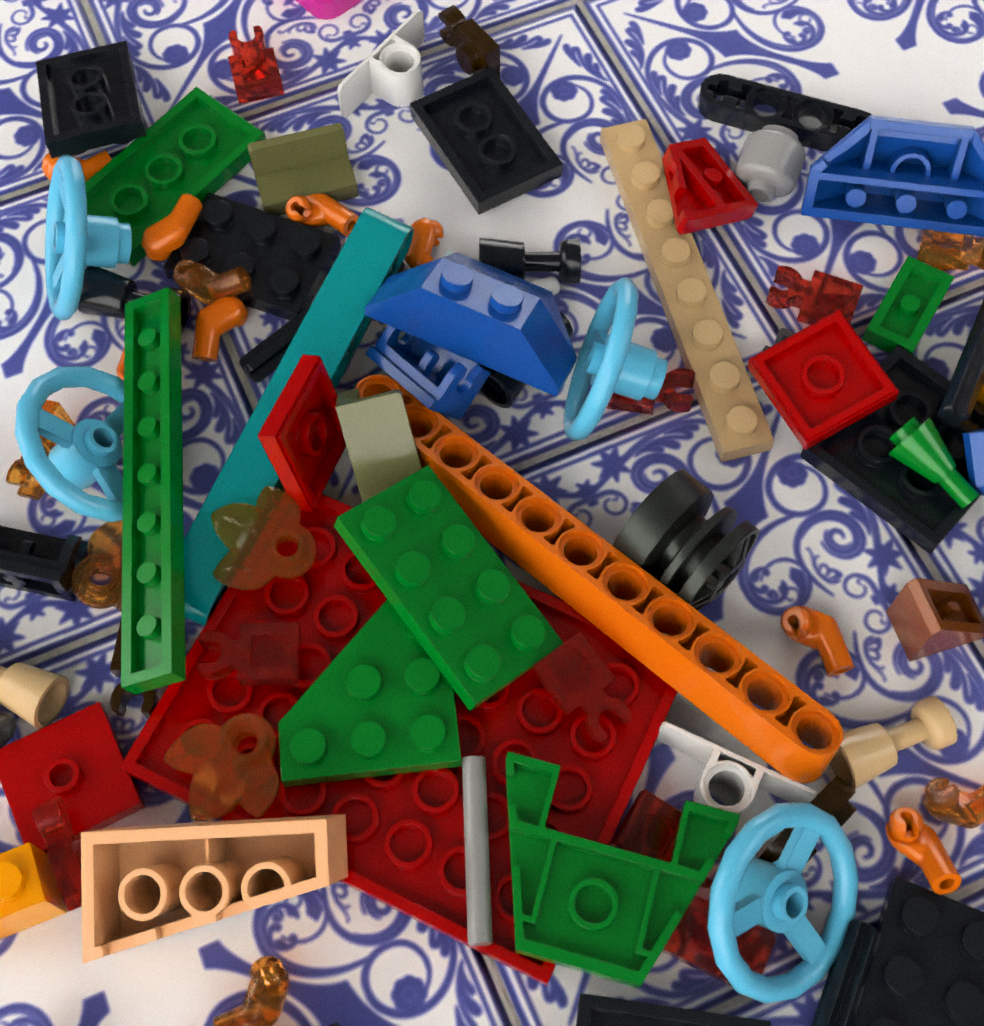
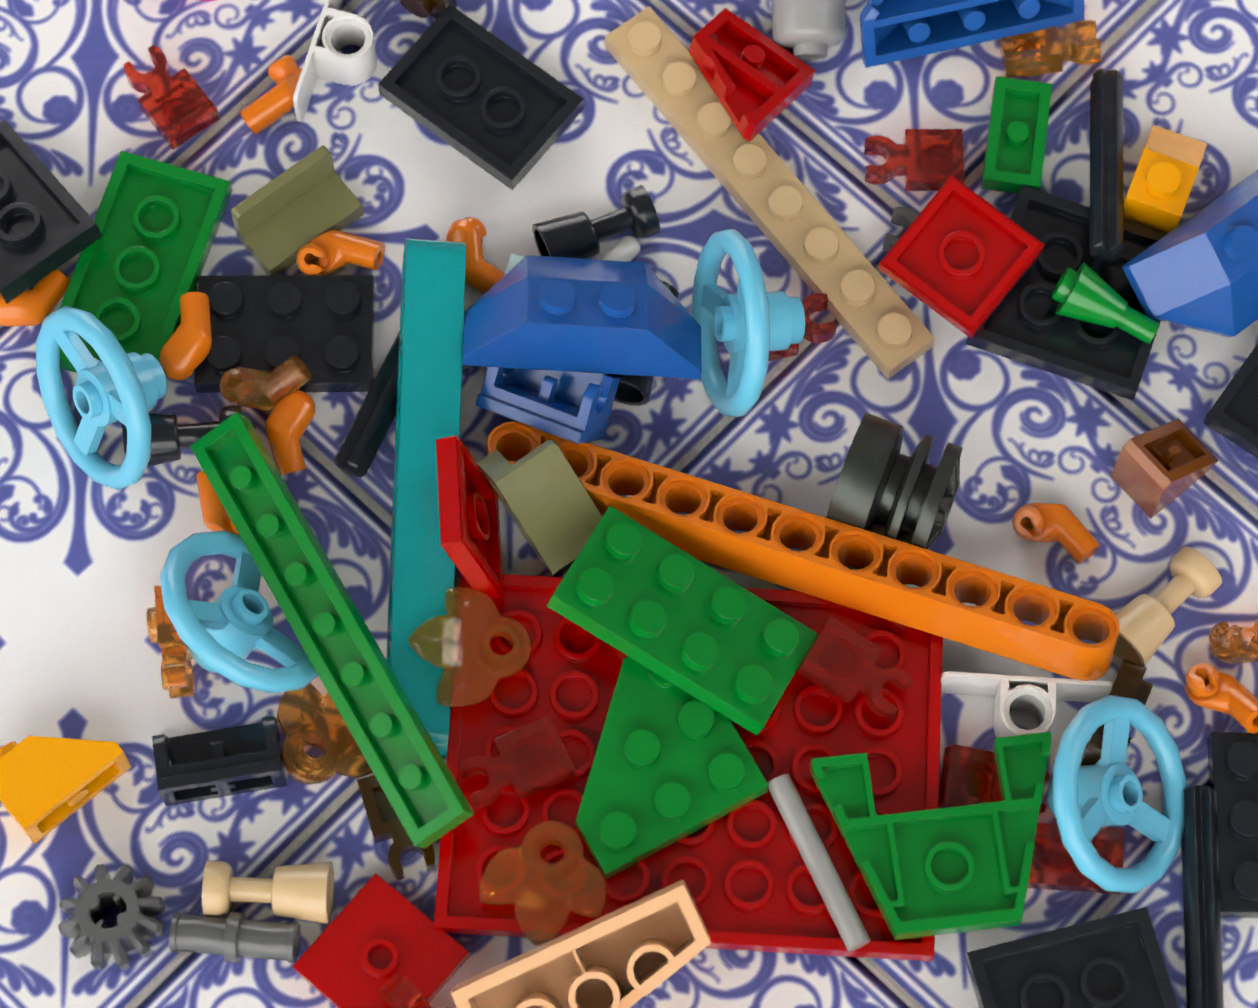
camera: 25 degrees left, 5 degrees up
(325, 95) = (277, 100): none -> orange arm

